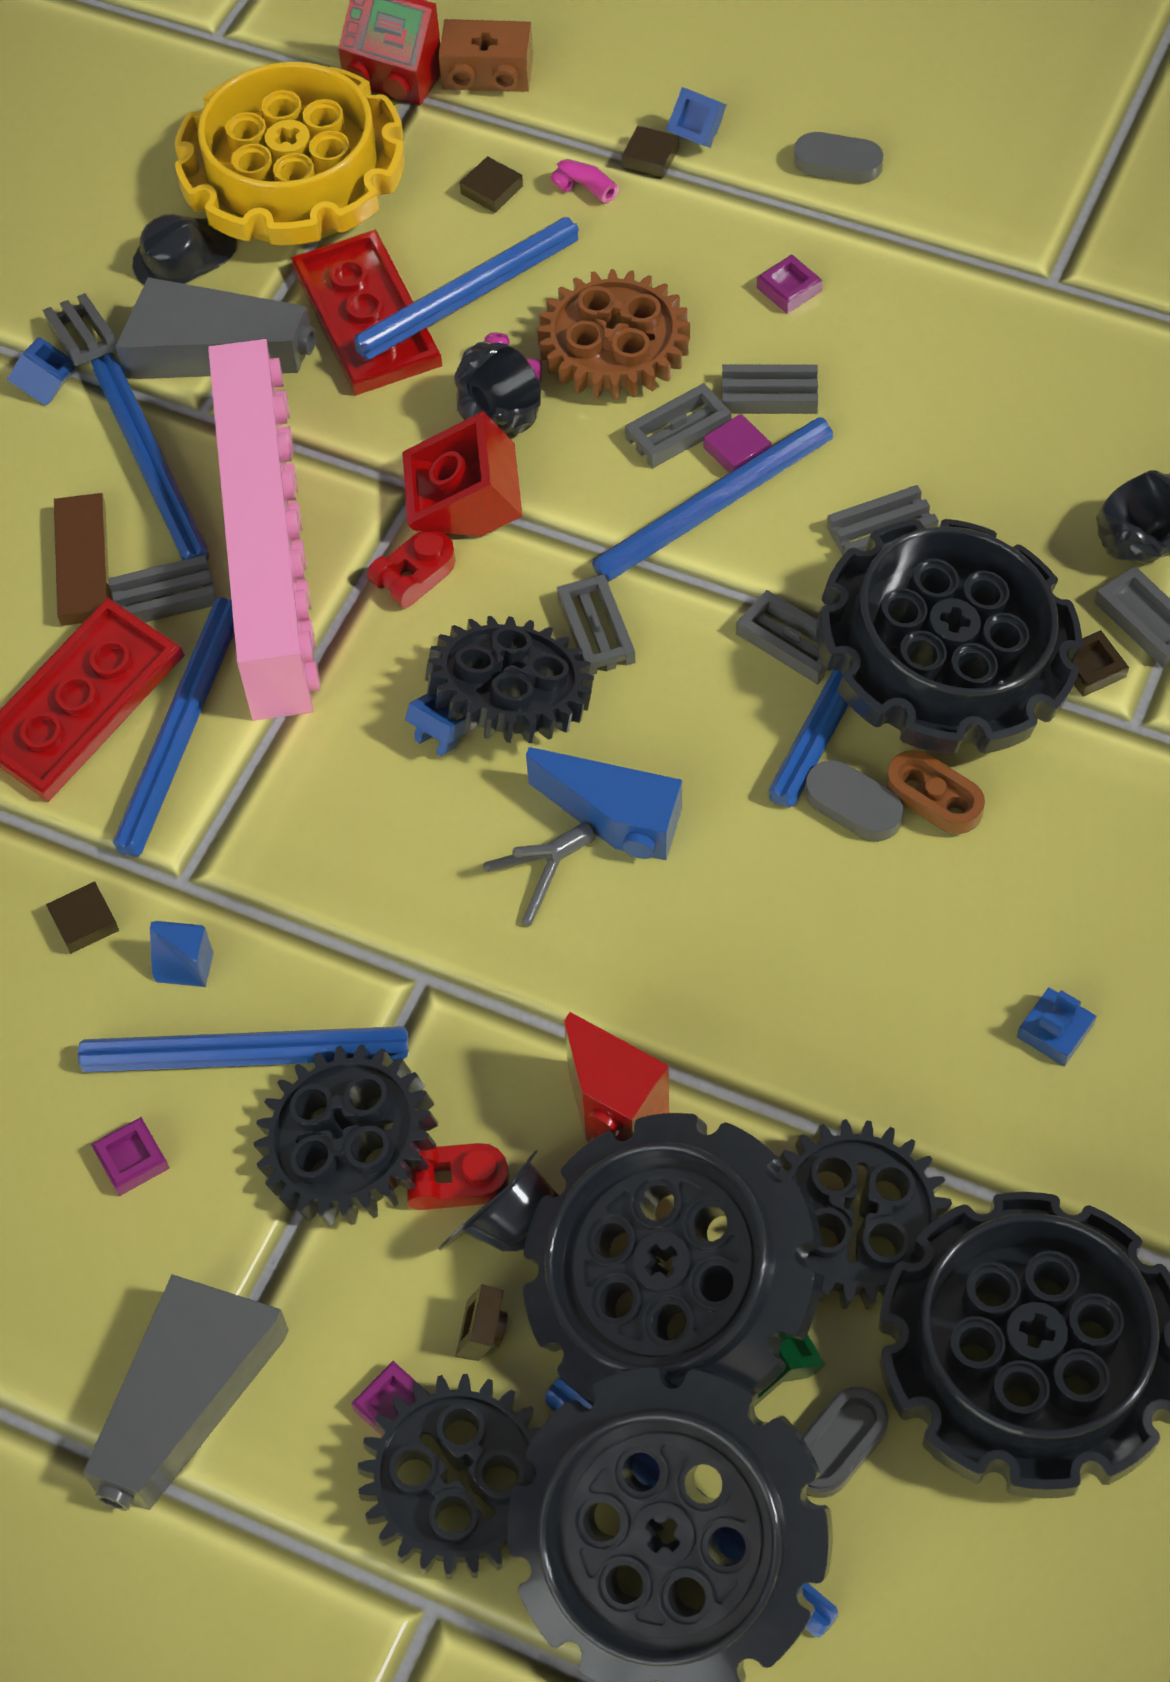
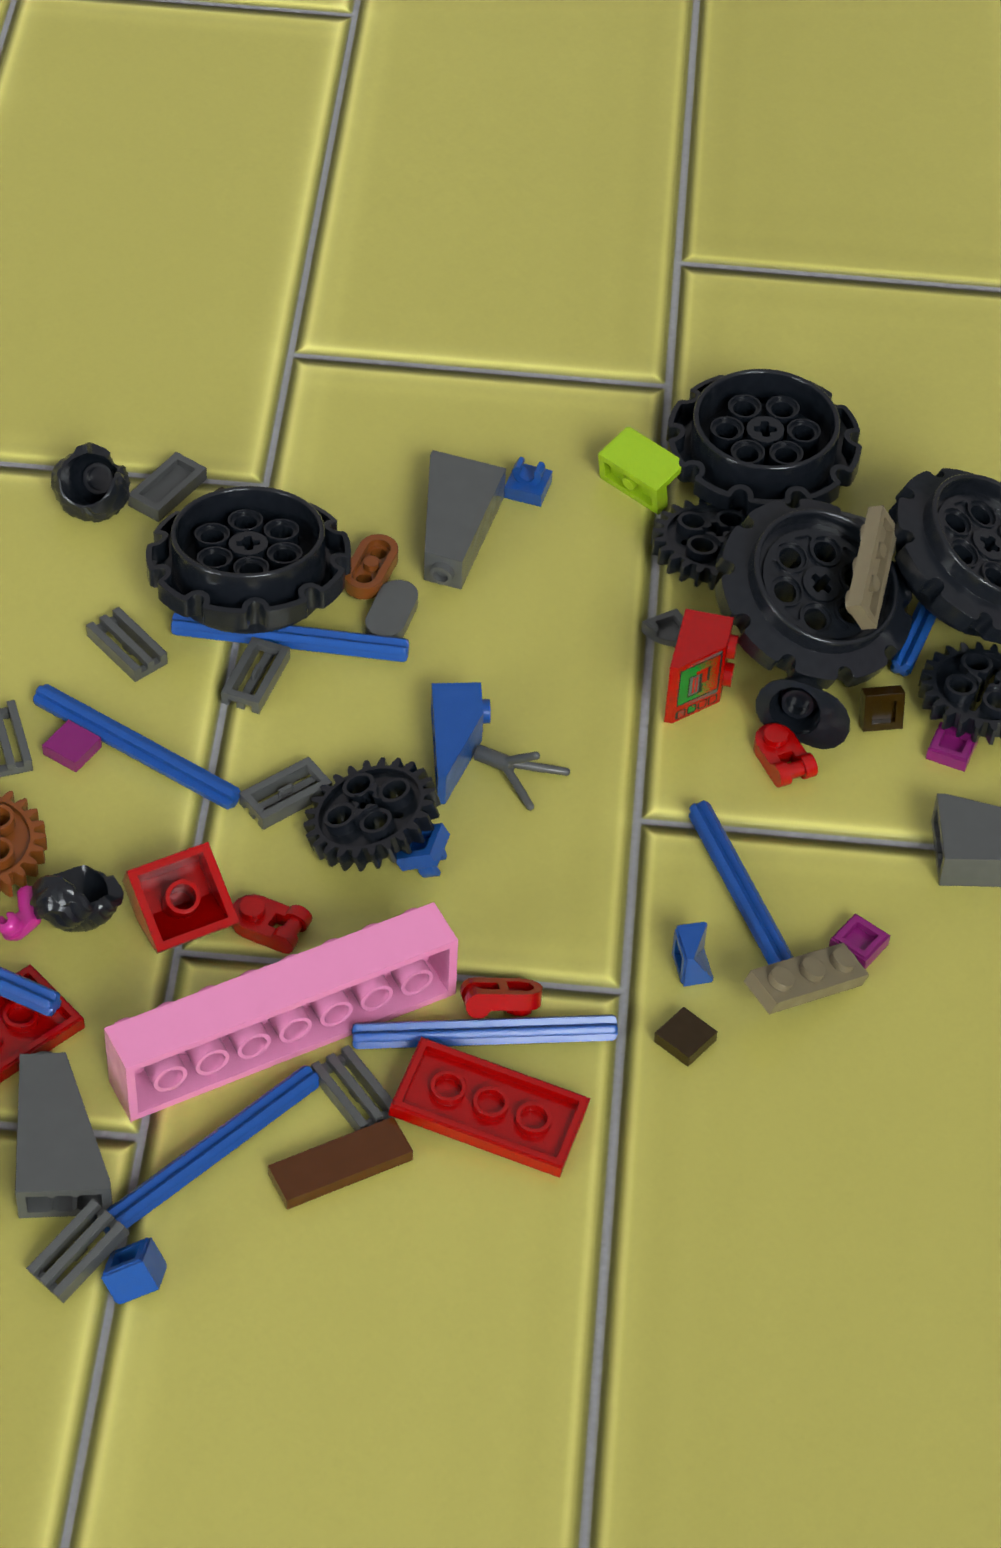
camera: 115 degrees left, 10 degrees down
(79, 1052) = (806, 978): none -> dark tan plate
(202, 757) = (511, 995): none -> red plate
(346, 1135) = (789, 811): black gear -> none
(636, 1310) = (871, 568): none -> dark tan plate
(683, 429) = (55, 793): dark grey tile -> none
(730, 1106) = (663, 627): none -> dark grey tile
(998, 908) = (459, 514): none -> dark grey slope
(1028, 1154) = (639, 468): none -> lime panel

